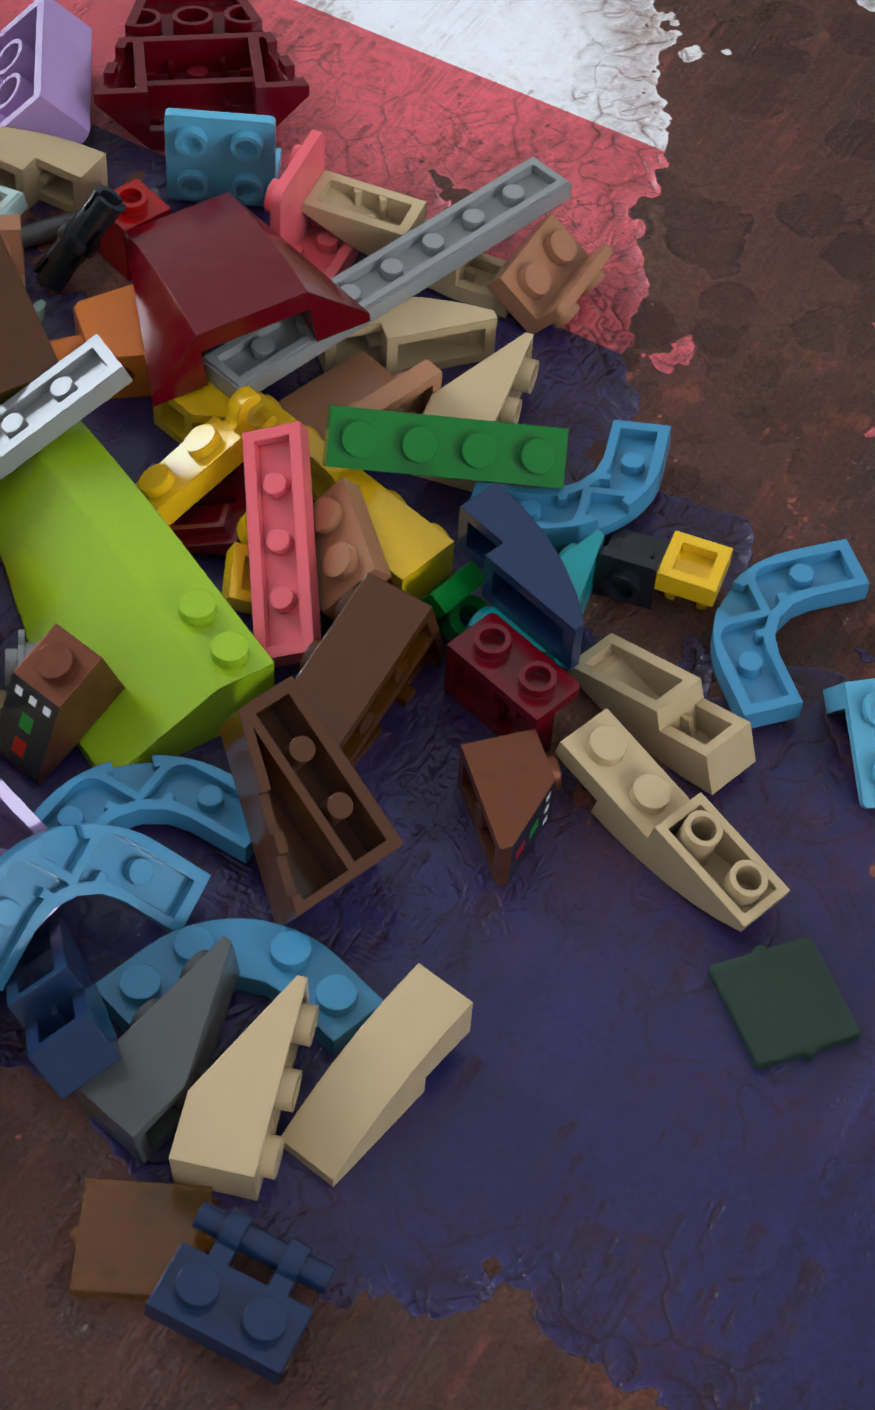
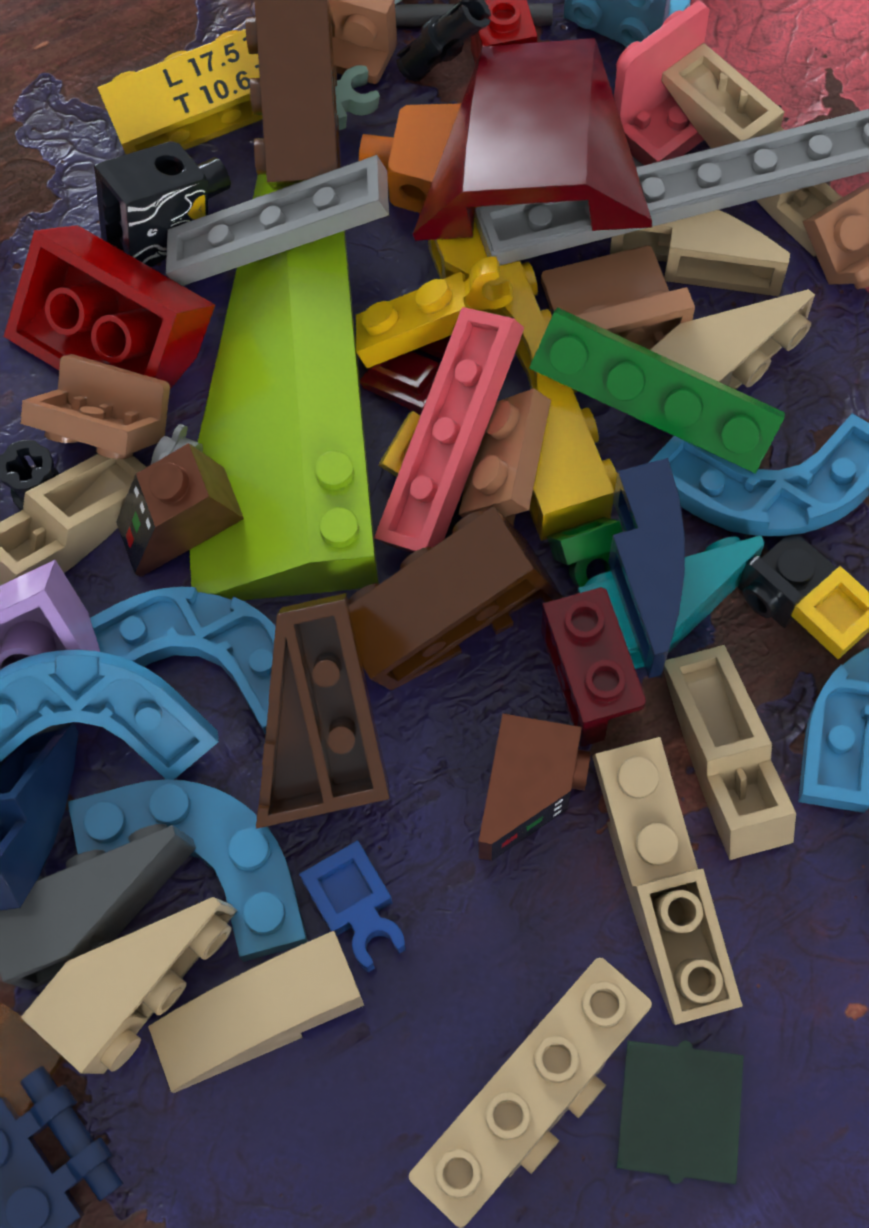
camera: 35 degrees right, 15 degrees up
(400, 941) = (349, 897): none -> blue plate
(660, 1016) = (530, 1093): none -> tan bracket

